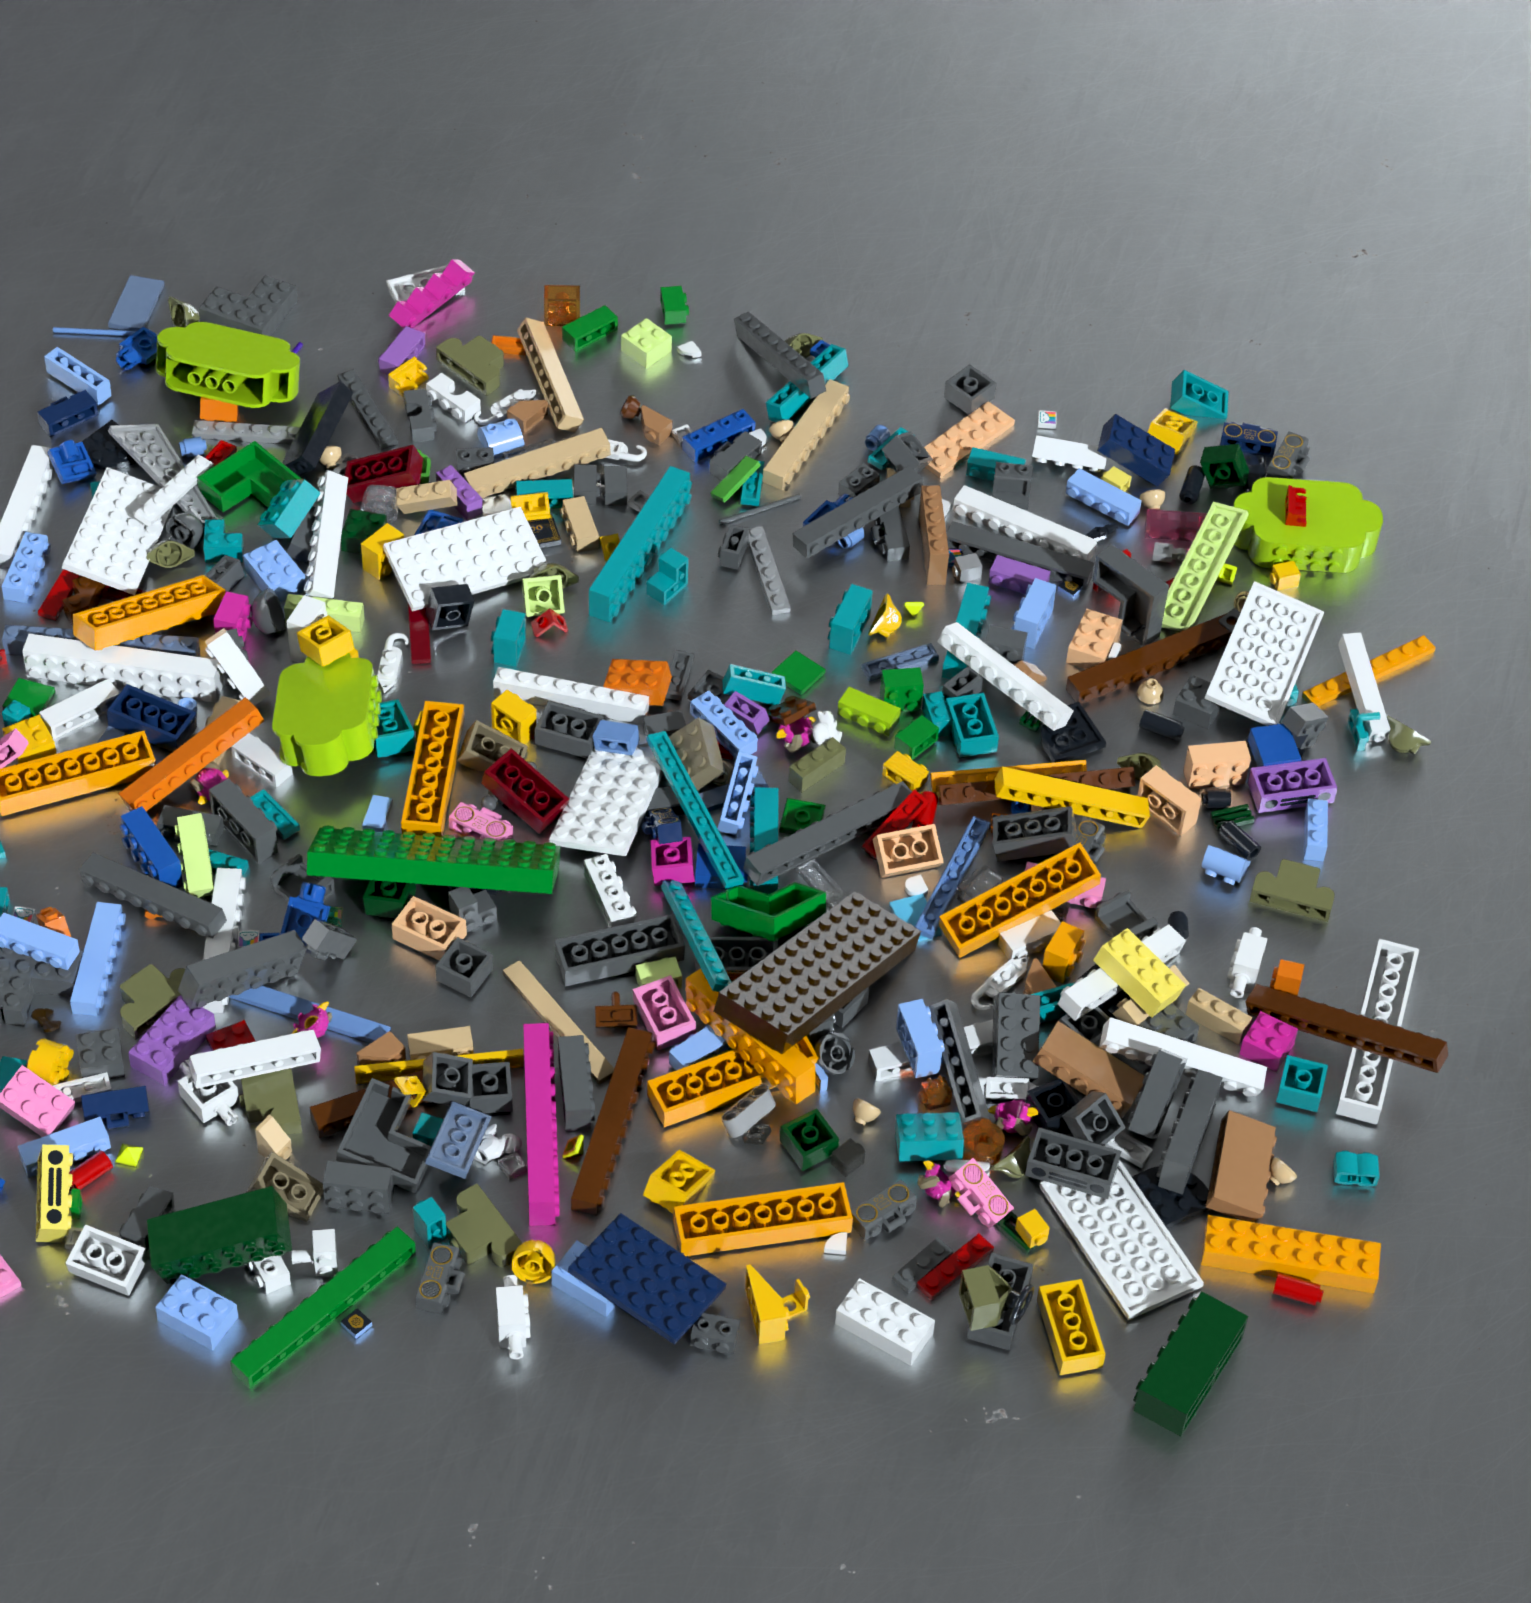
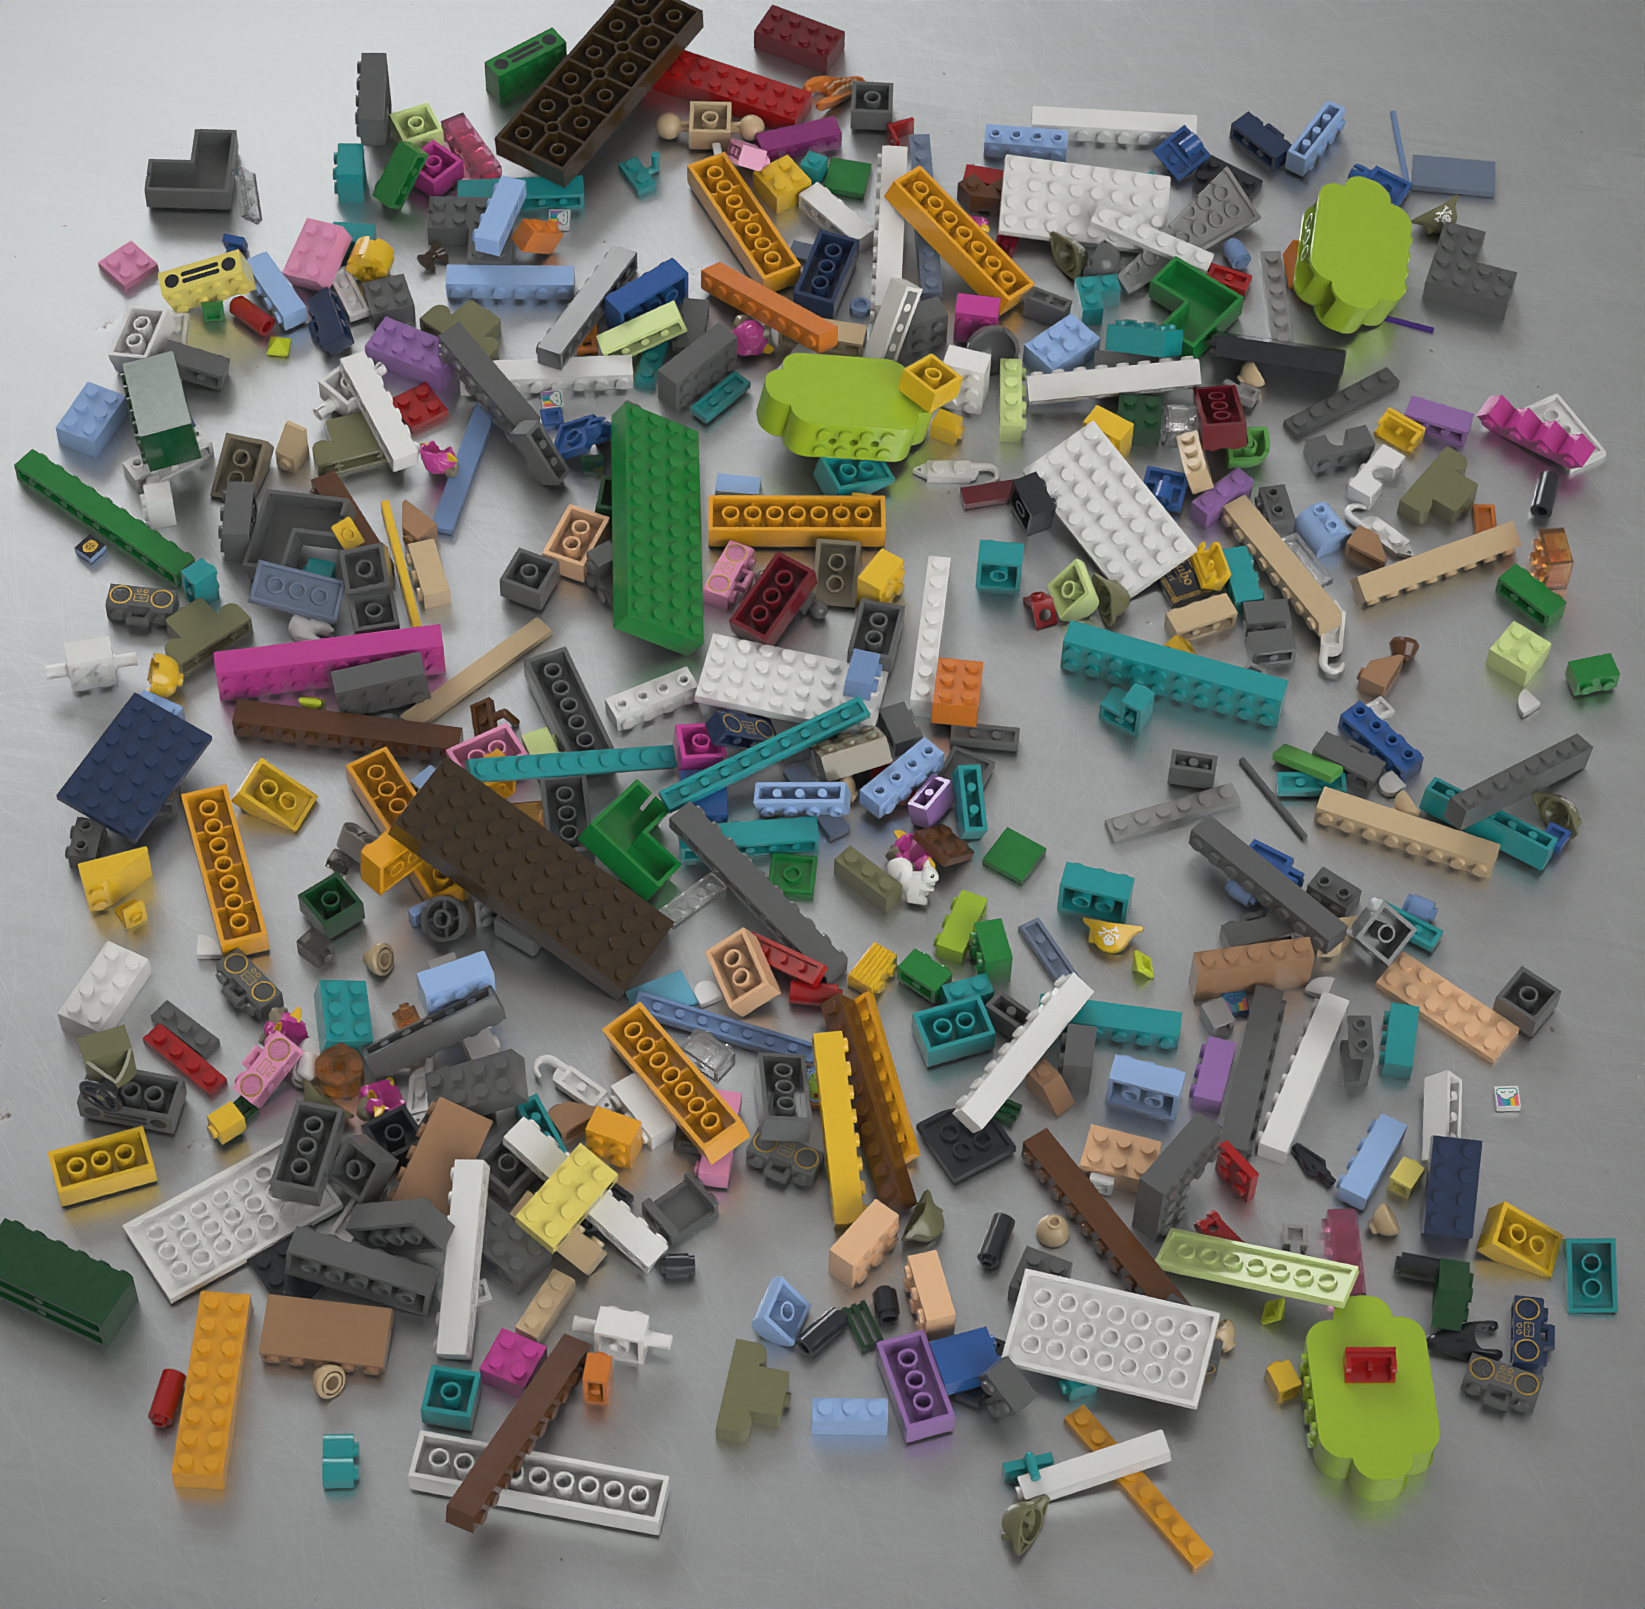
camera: 85 degrees right, 5 degrees up
(489, 303) = (1545, 494): none -> black brick

